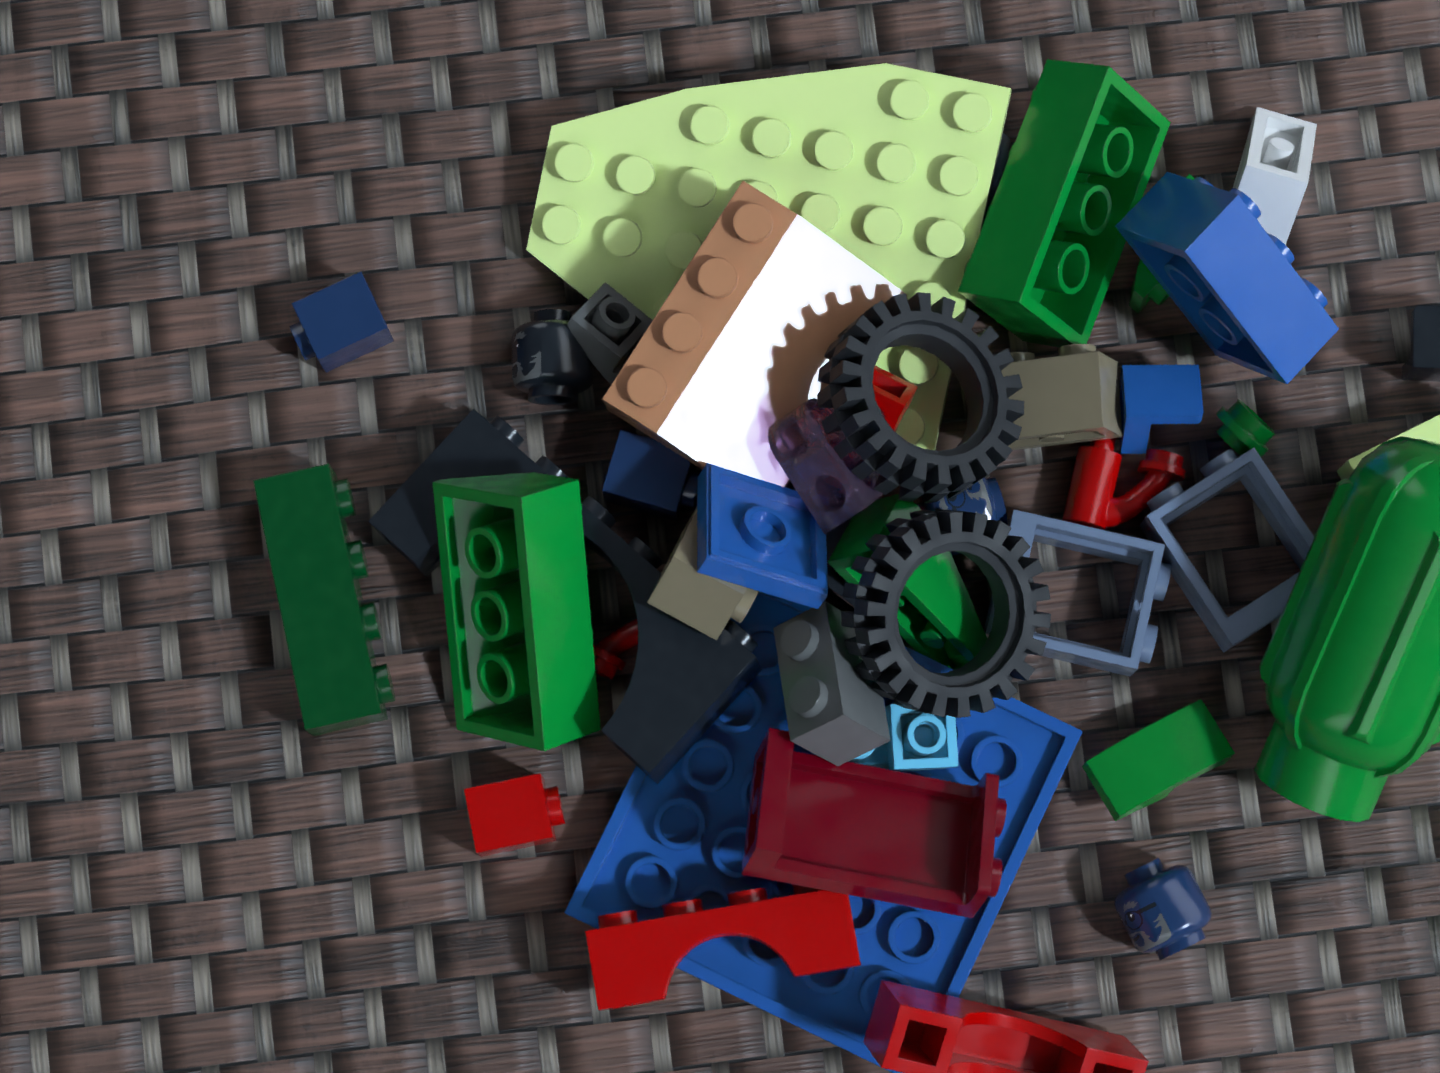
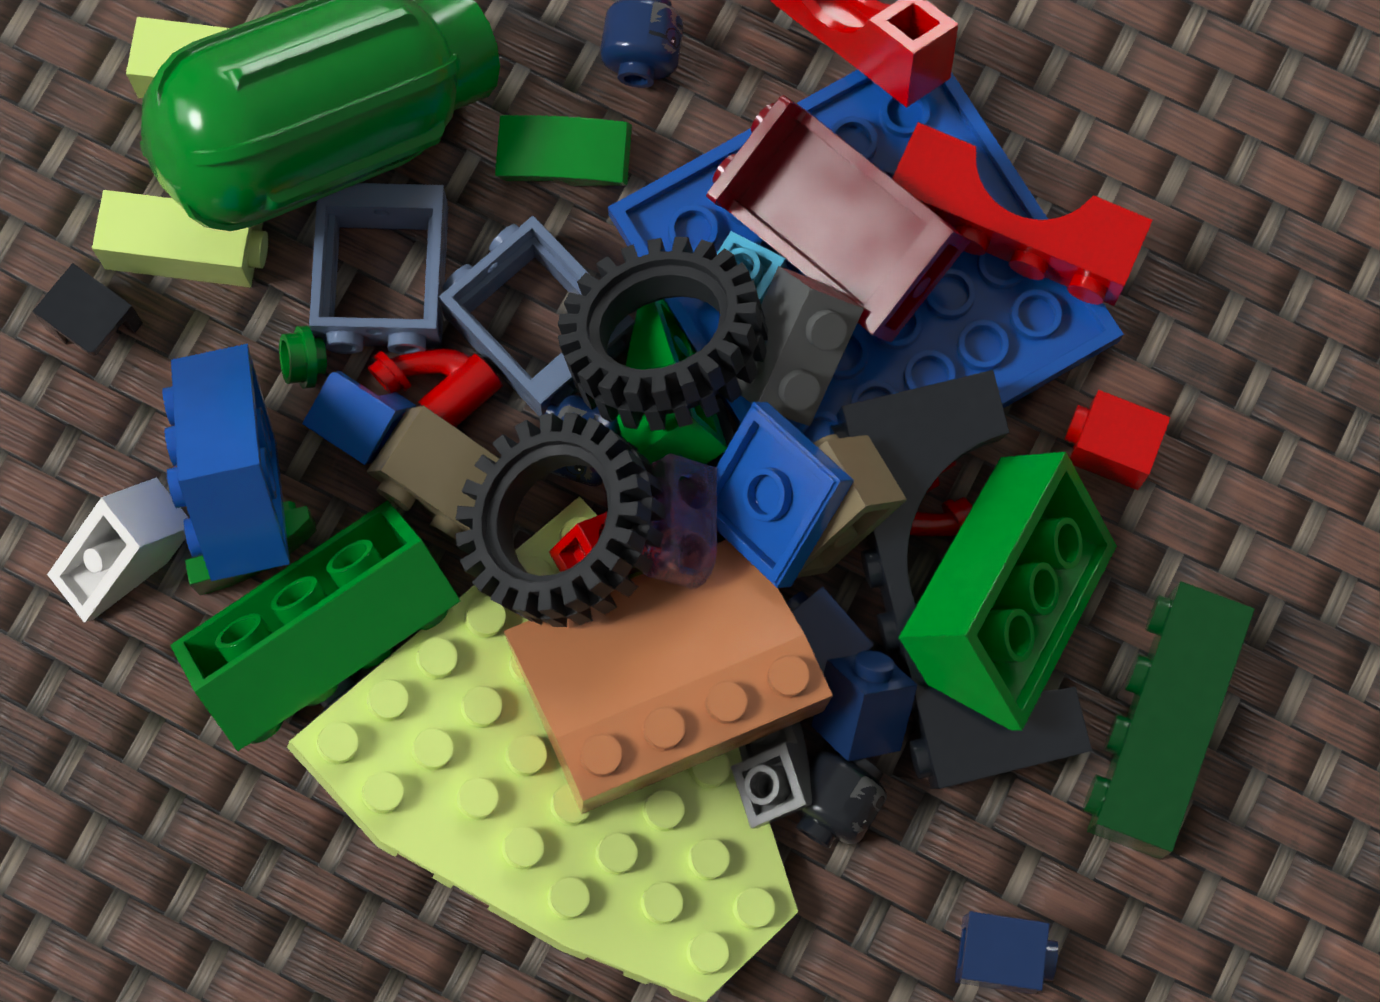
camera: 150 degrees left, 5 degrees down
(577, 435) = (867, 705): none -> dark blue brick

